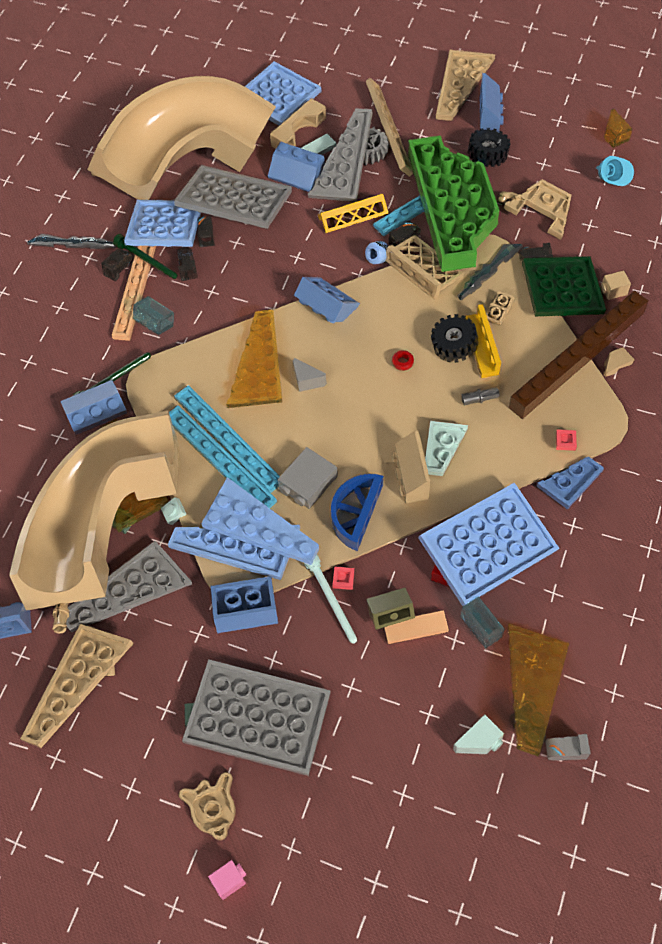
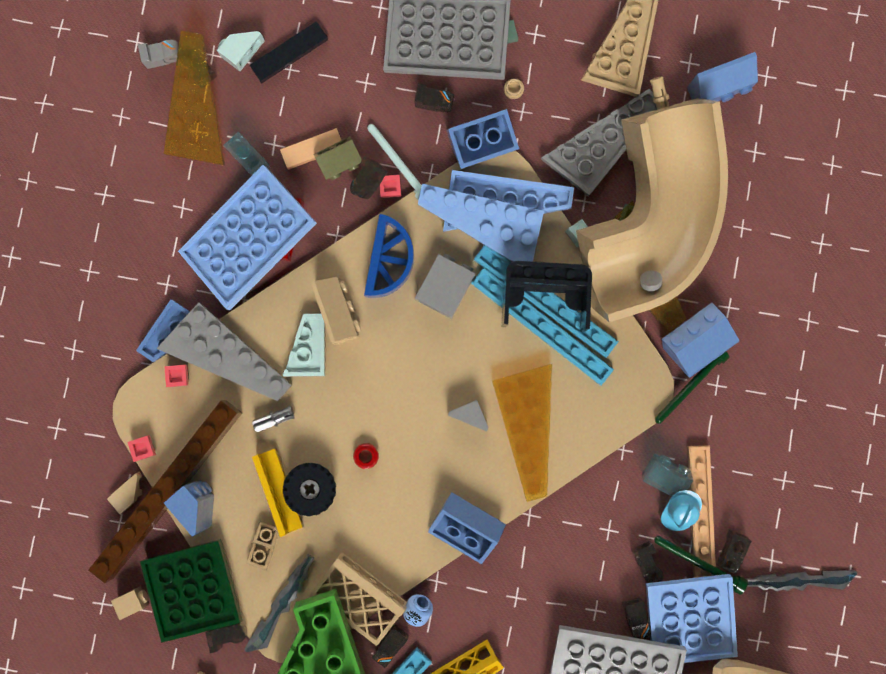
camera: 170 degrees right, 25 degrees up
(121, 443) = (651, 280): none -> light grey tile
(147, 288) = (682, 510): none -> medium azure piece
(193, 454) = (571, 279): none -> black windscreen
(201, 654) = (513, 88): none -> tan plate
(284, 654) = (433, 99): none -> clear smoke leg
(362, 583) = (368, 179): none -> clear smoke leg
(427, 730) = (289, 52): none -> black tile
(531, 460) = (214, 347): none -> light grey wing
(557, 330) = (193, 506): none -> medium blue slope
(601, 388) = (141, 448): none -> coral plate

